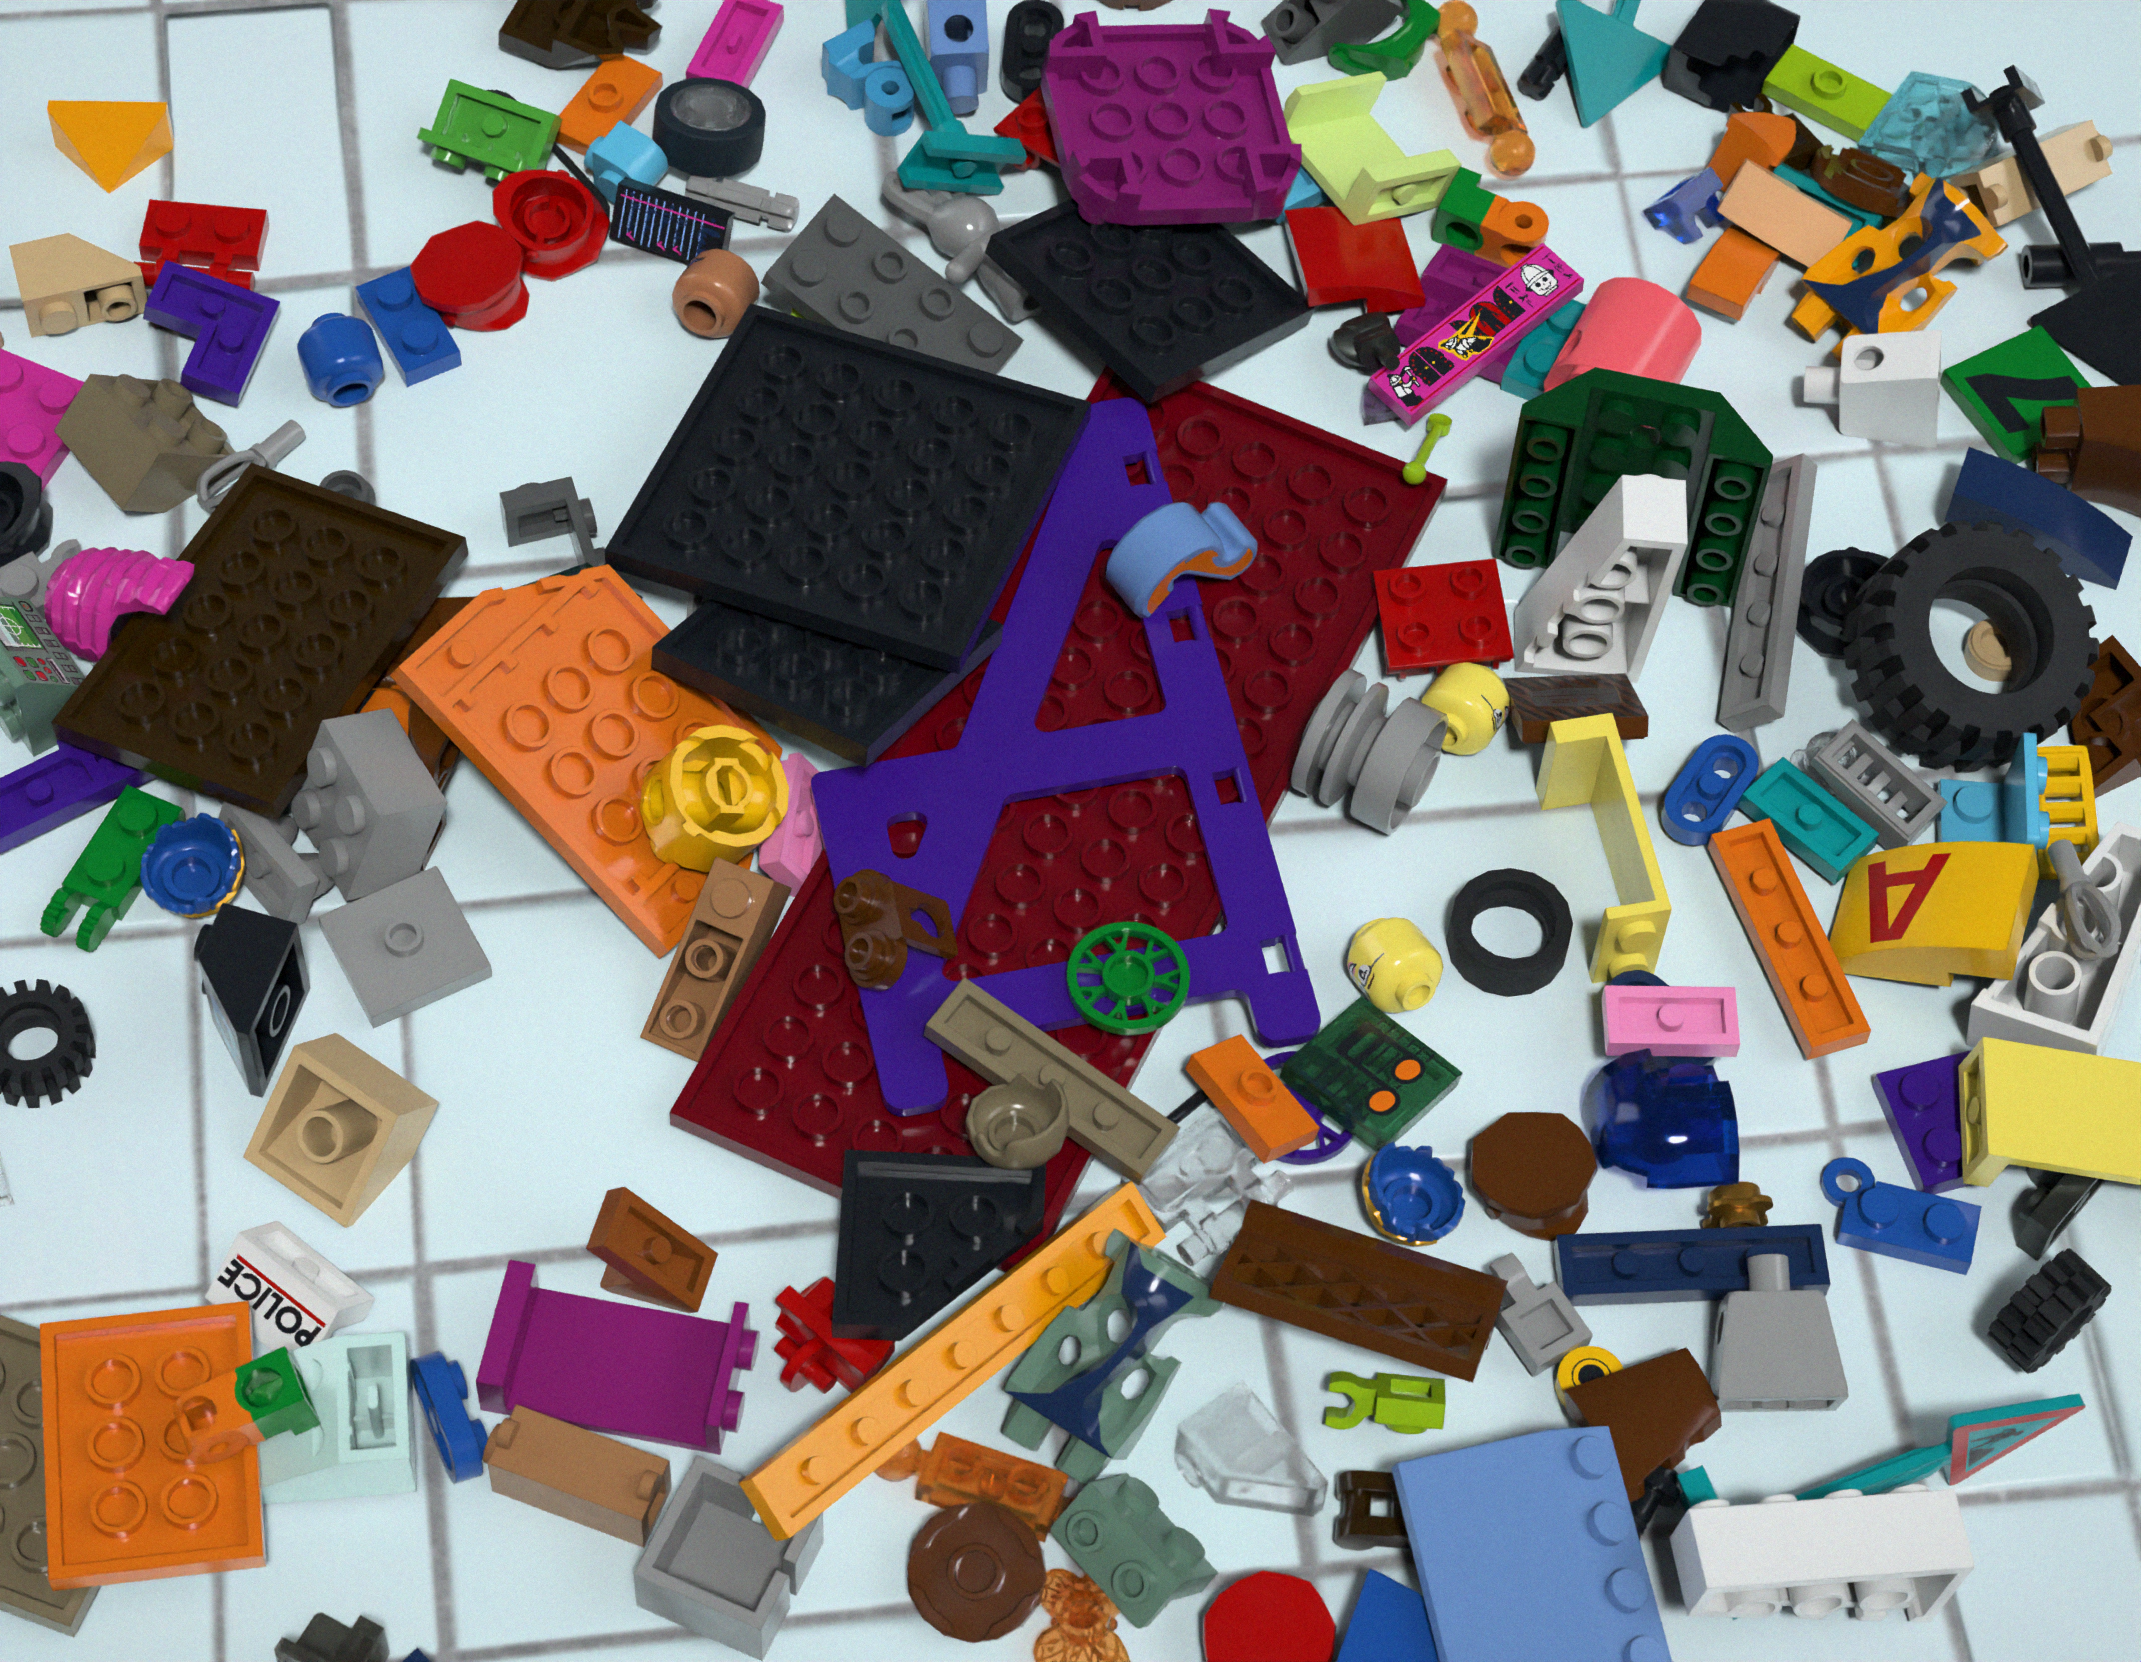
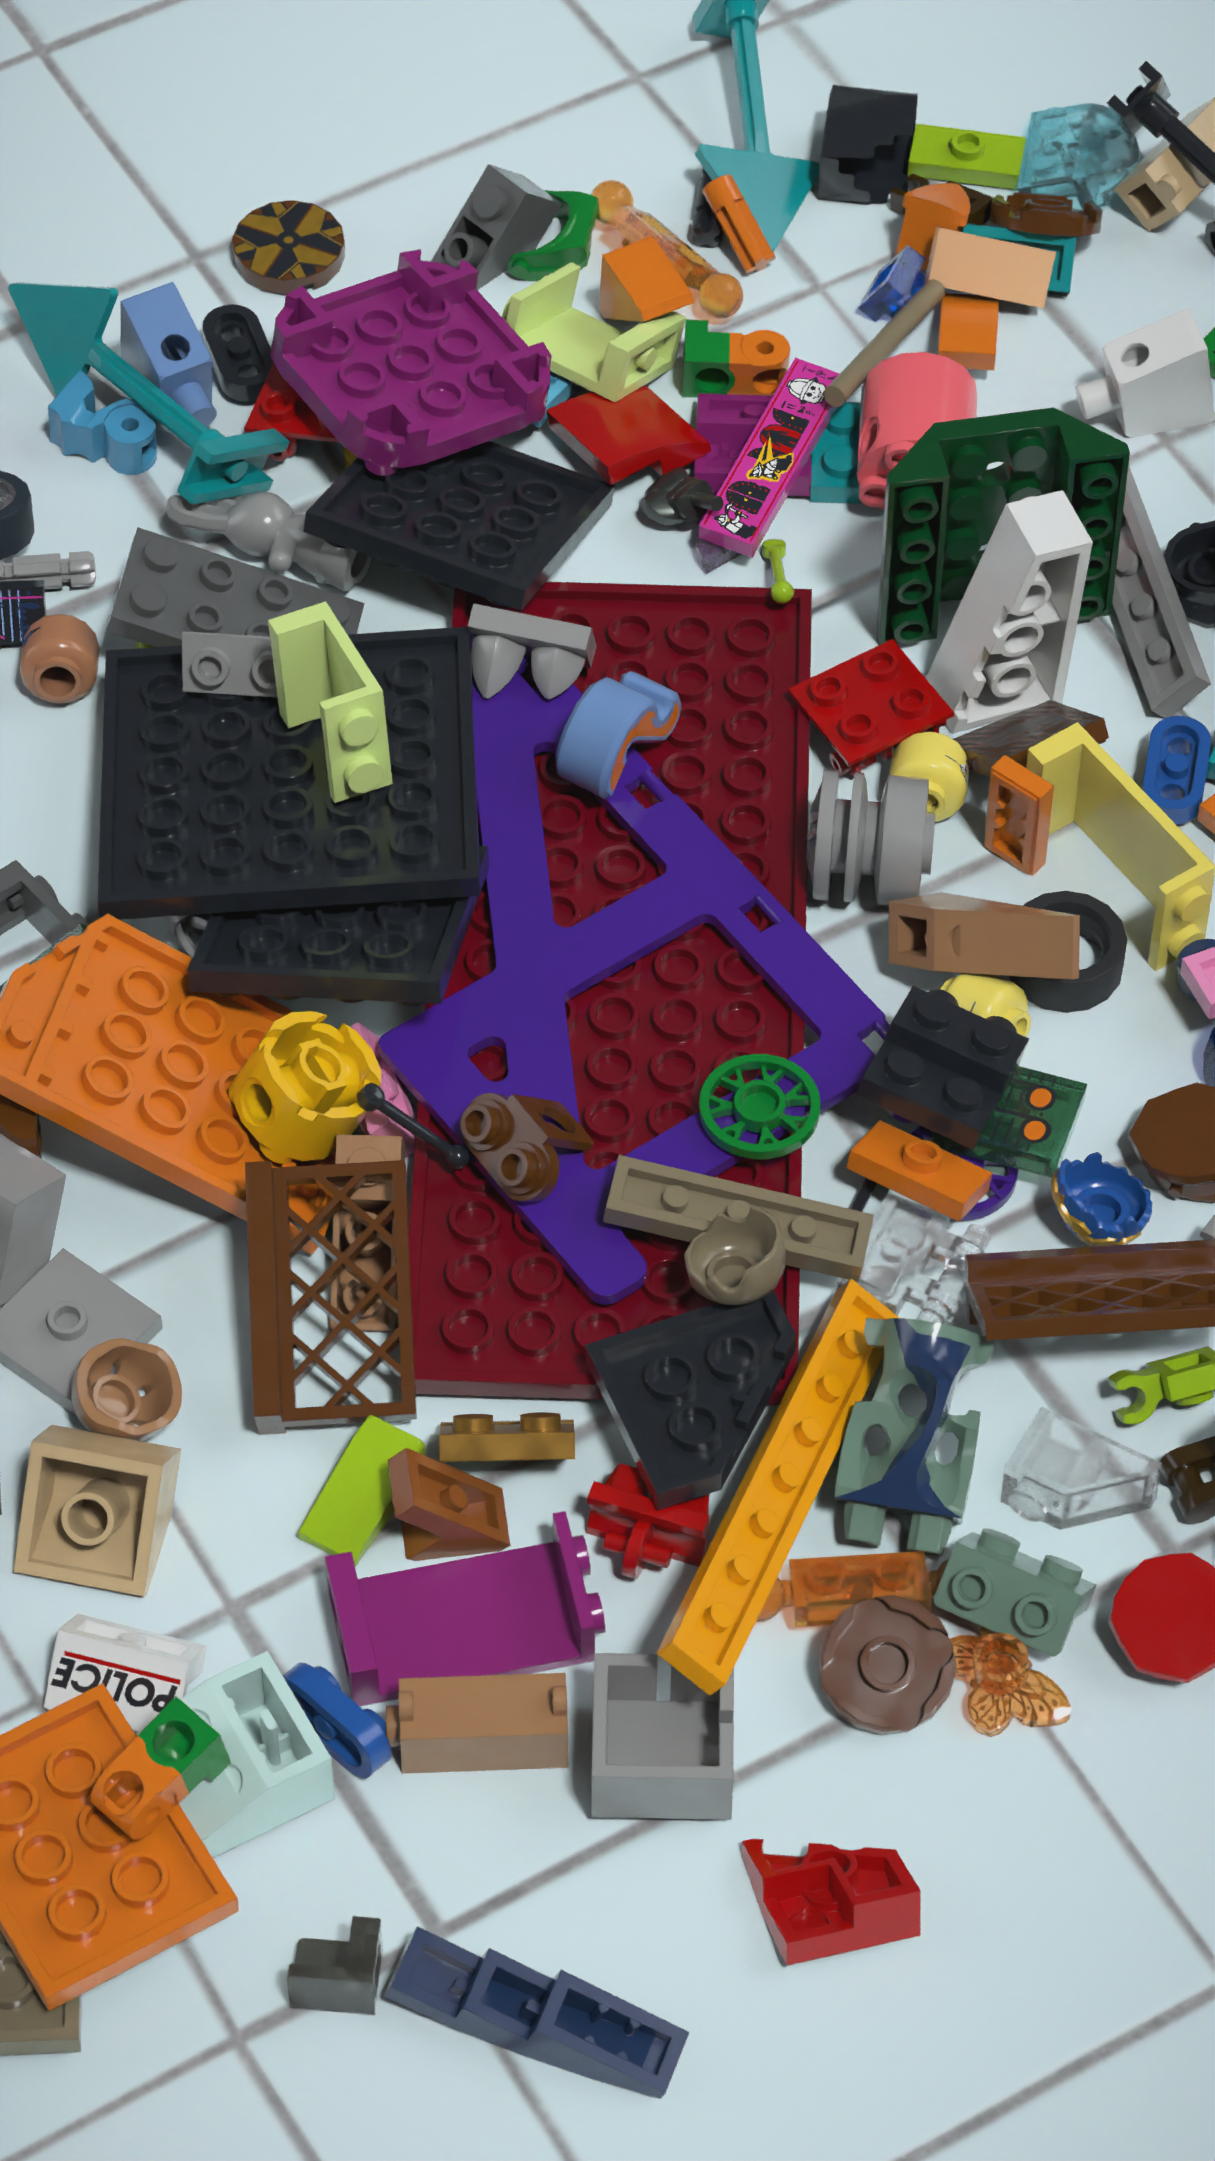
camera: 20 degrees left, 5 degrees down
(407, 1031) = (112, 1402): none -> medium nougat helmet
(563, 1220) = (359, 1491): none -> lime slope
(586, 985) = (272, 1298): none -> reddish brown fence
(735, 1211) = (530, 1438): none -> pearl gold plate
(762, 835) = (373, 1098): none -> black hinge
(859, 366) = (228, 664): none -> light grey hinge
(903, 434) = (327, 679): none -> yellowish green panel
(1117, 428) = (505, 636): none -> light grey tile
(1319, 1006) = (944, 1066): none -> black plate
(1420, 890) = (982, 937): none -> medium nougat slope
(1433, 115) = (640, 283): none -> orange slope
(1523, 781) = (1018, 815): none -> orange plate
(1565, 86) = (738, 223): none -> orange piece
(1638, 257) = (884, 342): none -> dark tan bar
(1871, 300) = (1149, 226): light orange hips -> none

